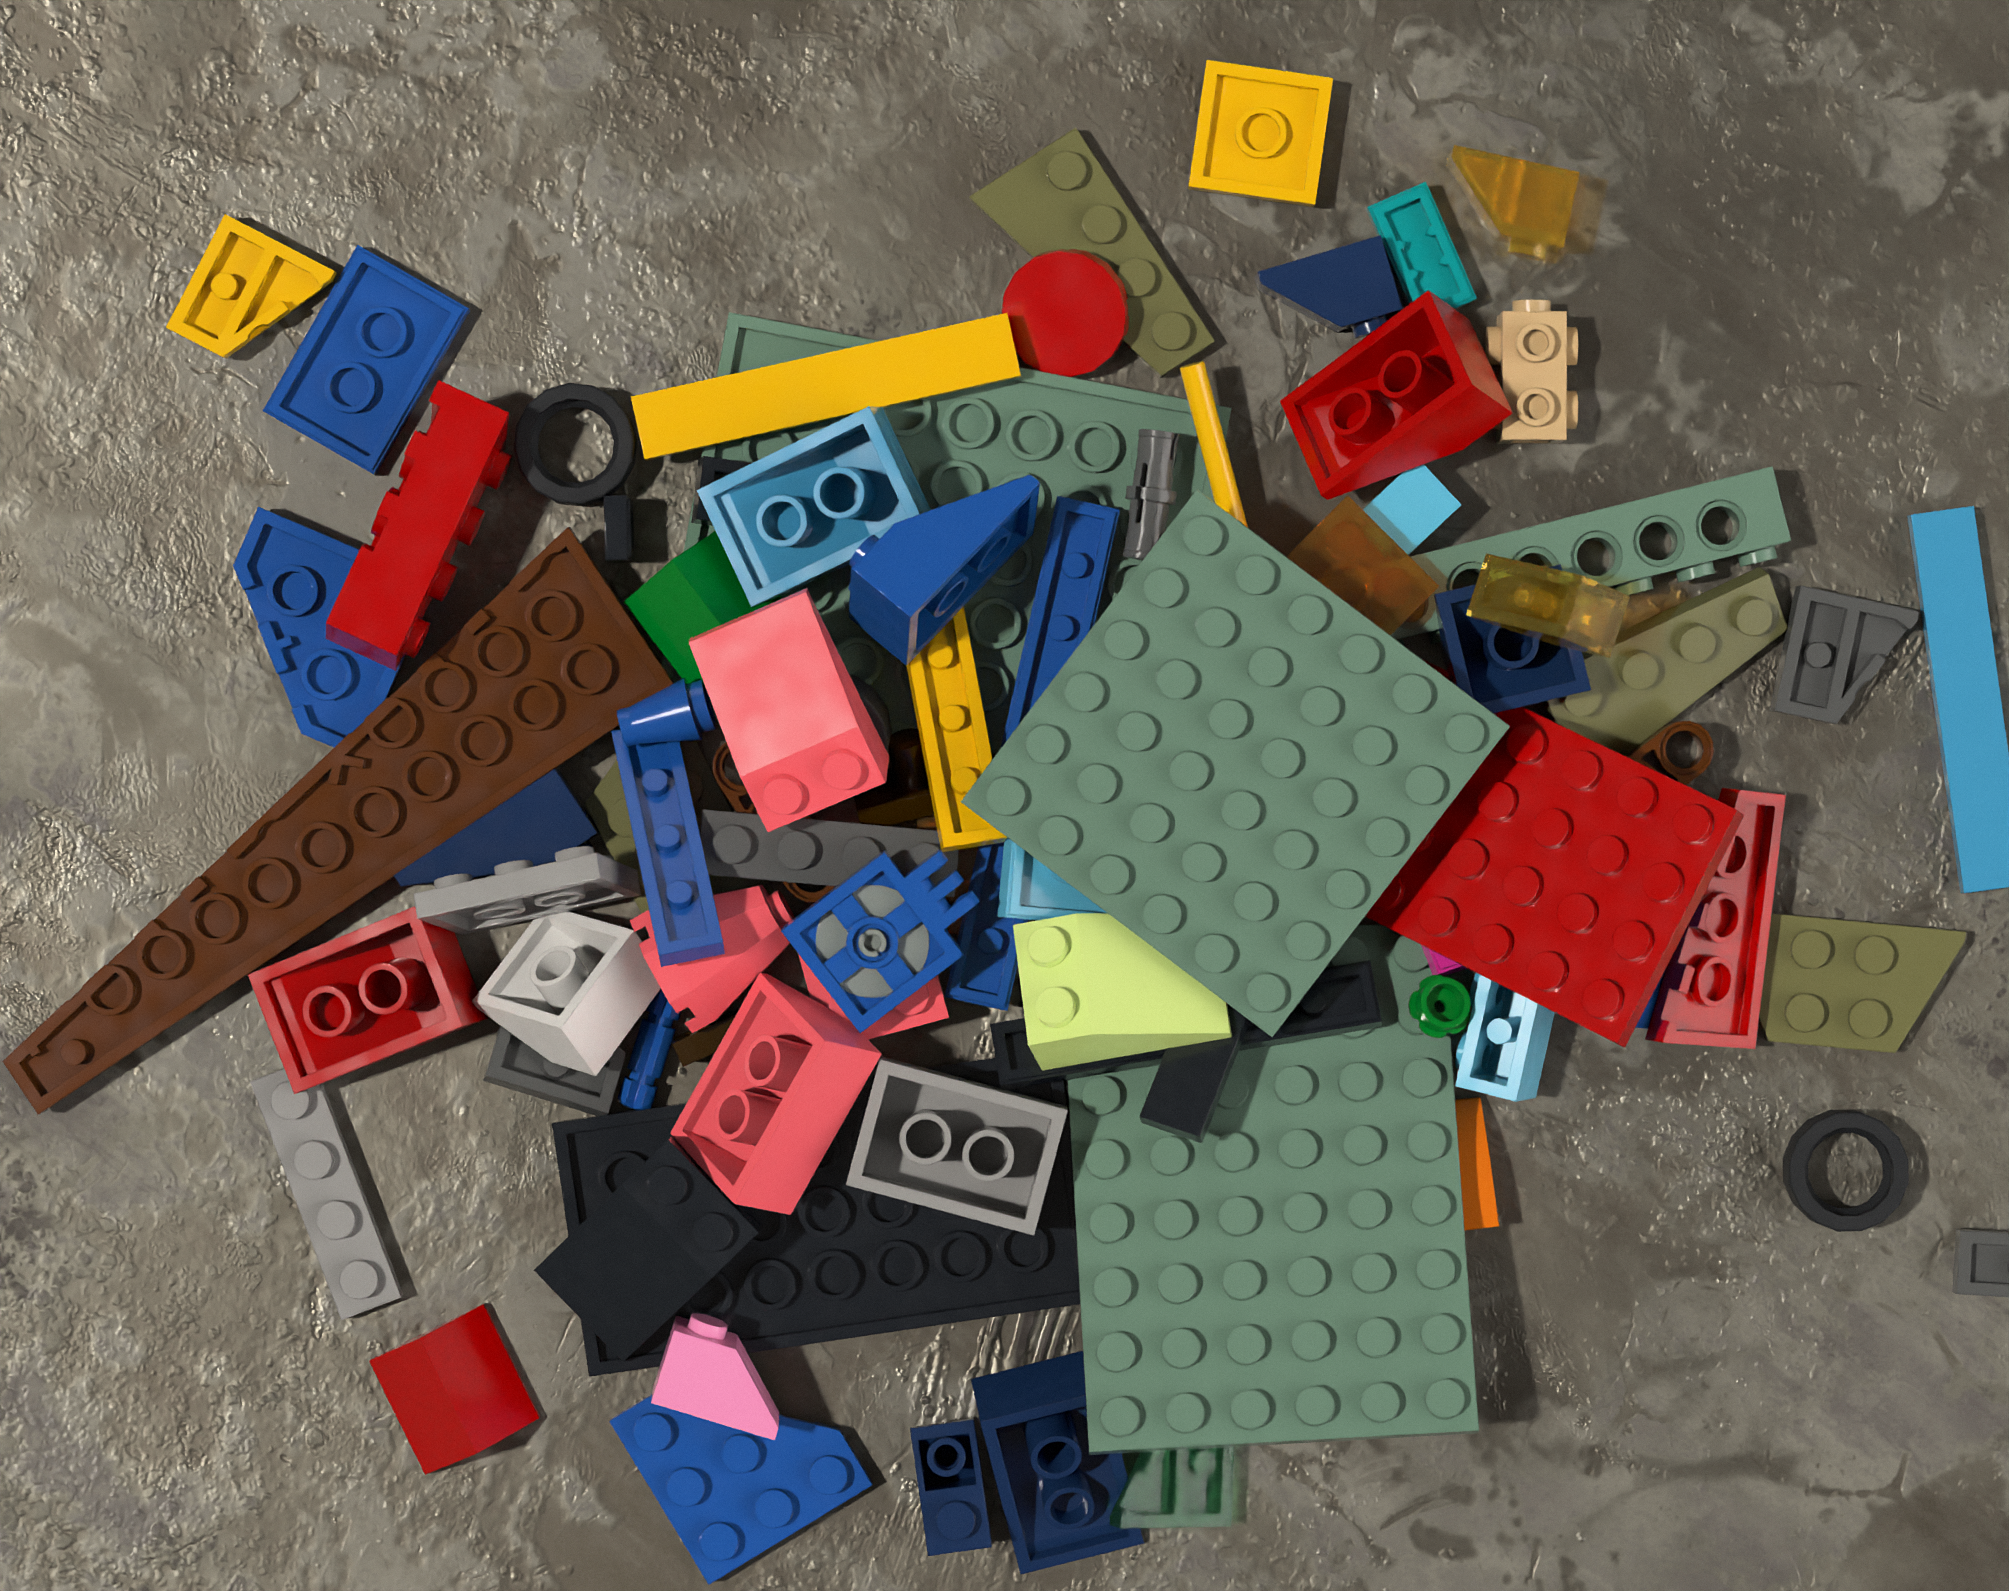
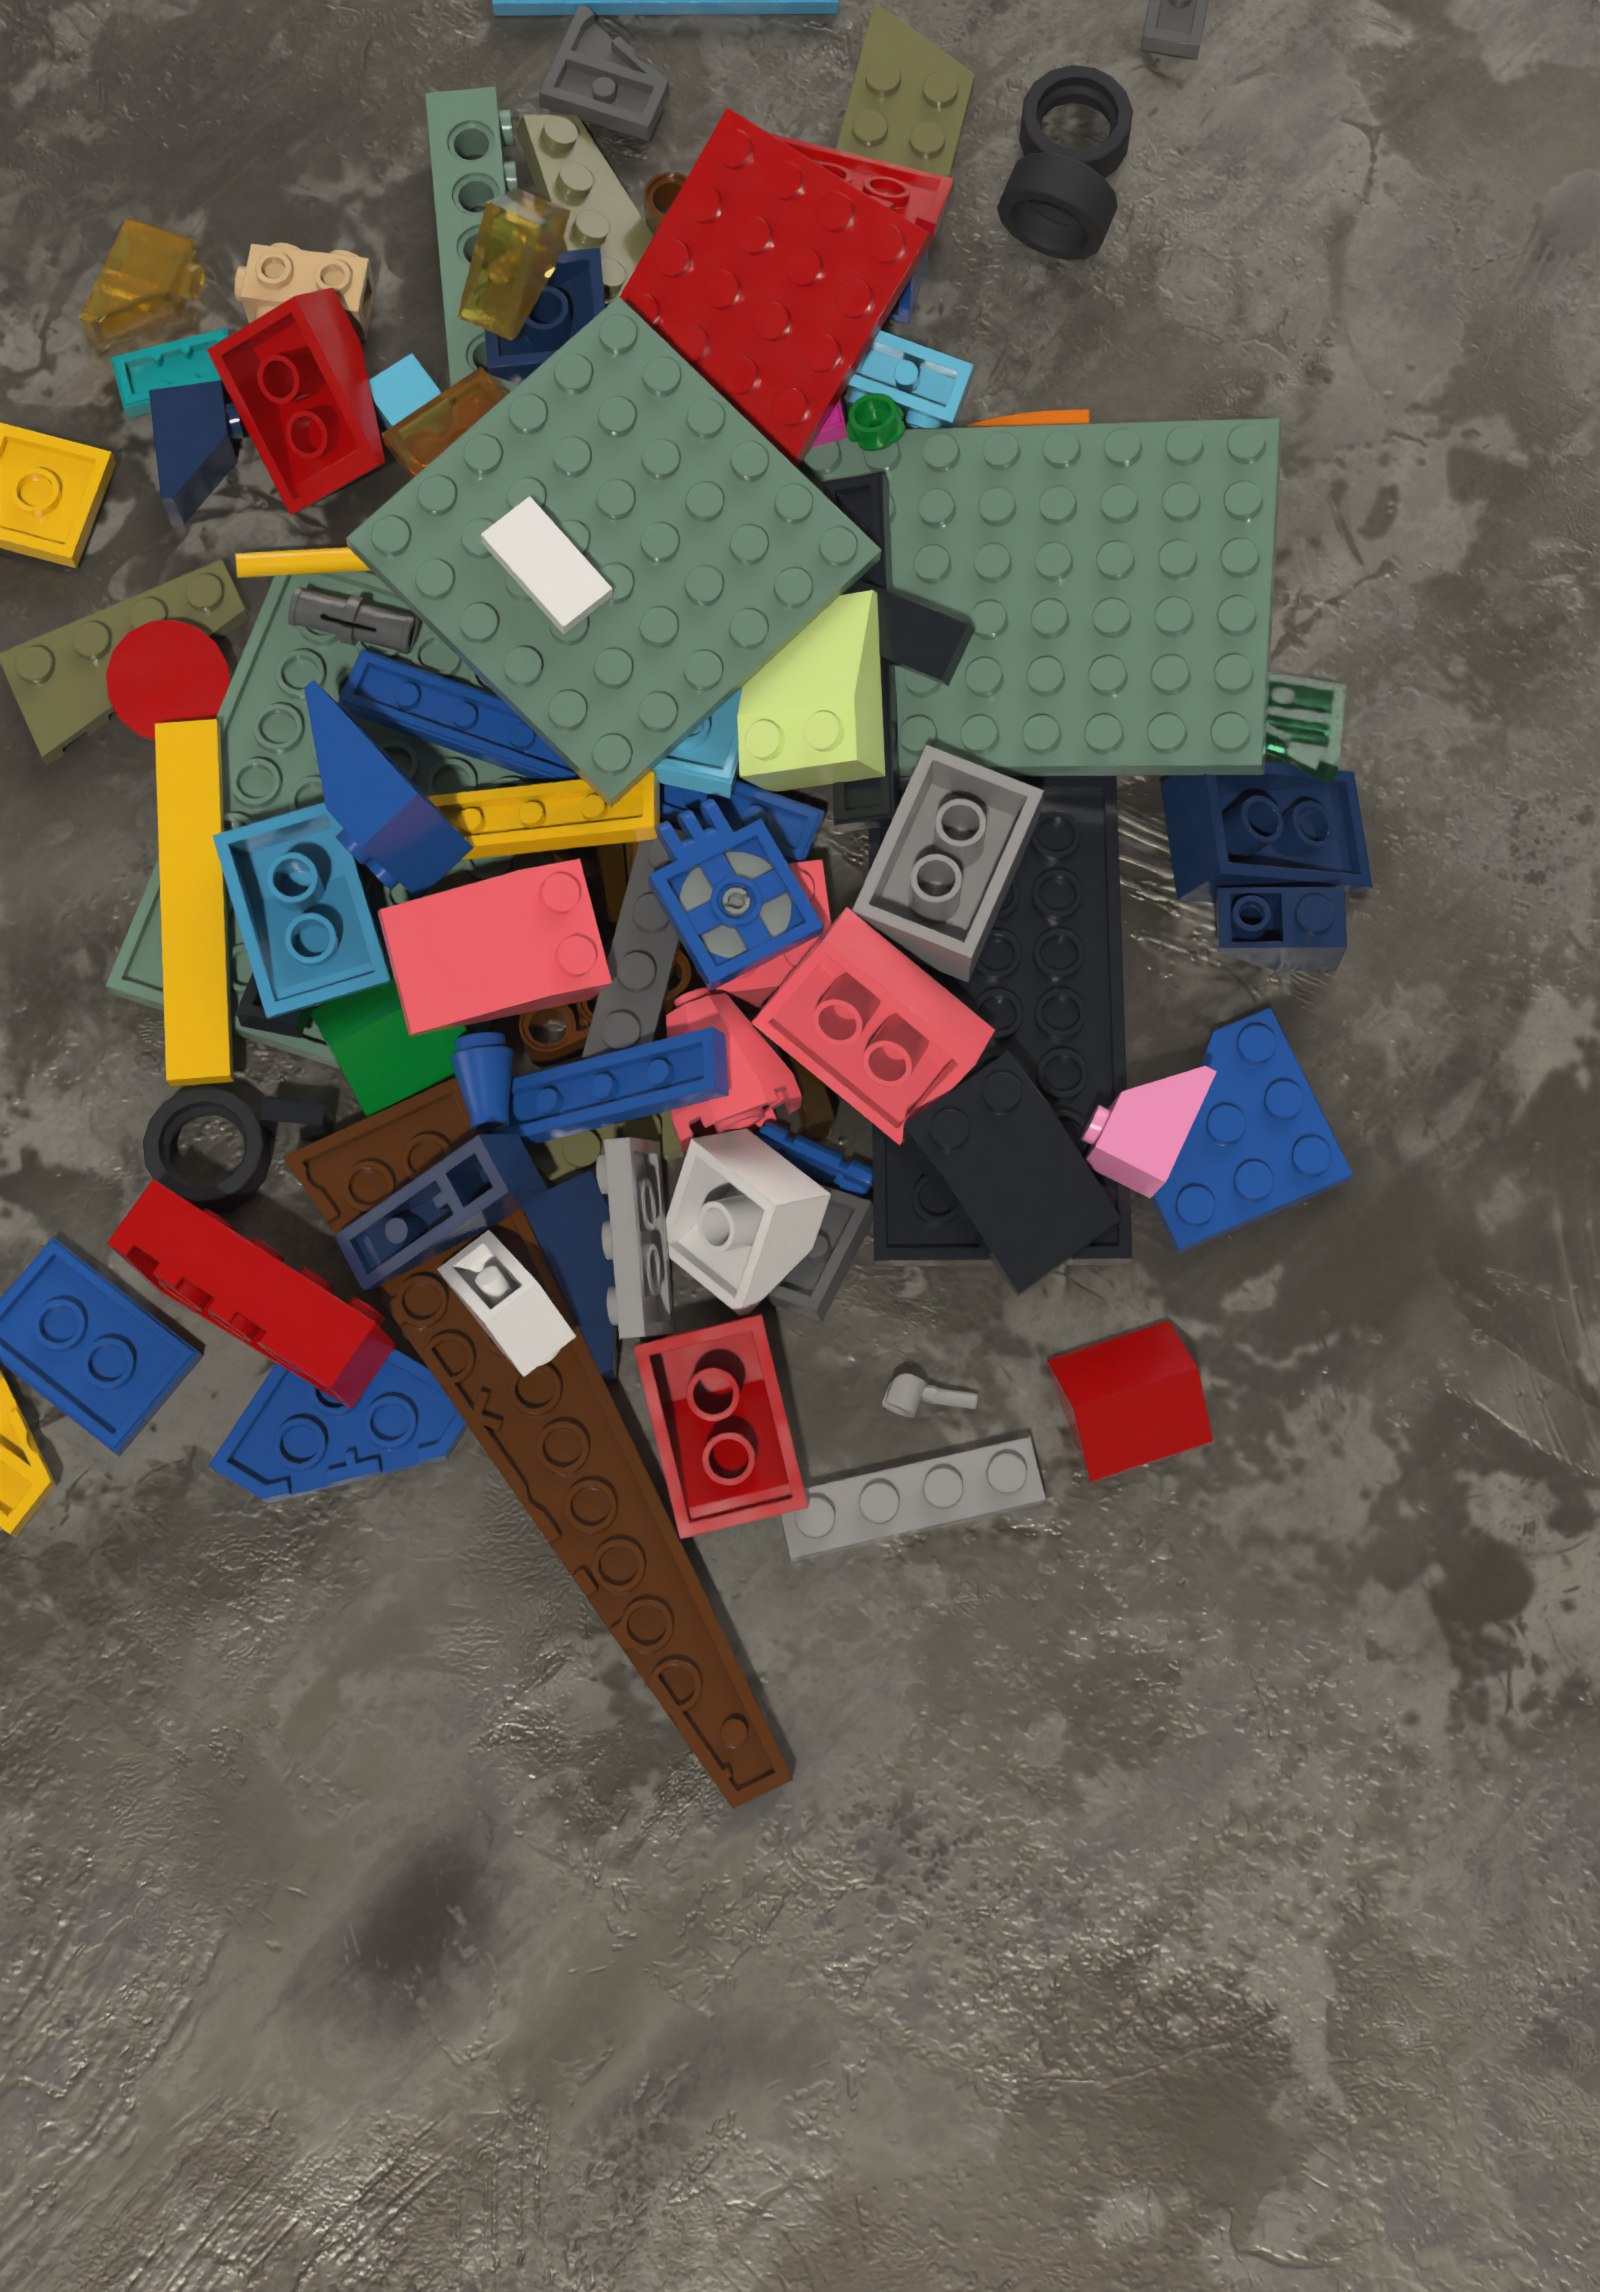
camera: 80 degrees left, 15 degrees down
(429, 1170) = (908, 1390): none -> light grey hand
(444, 773) = (507, 1303): none -> white slope
(526, 696) = (441, 1208): none -> dark blue slope
(1188, 702) = (546, 565): none -> white tile
(1731, 1164) = (1067, 184): none -> black tyre

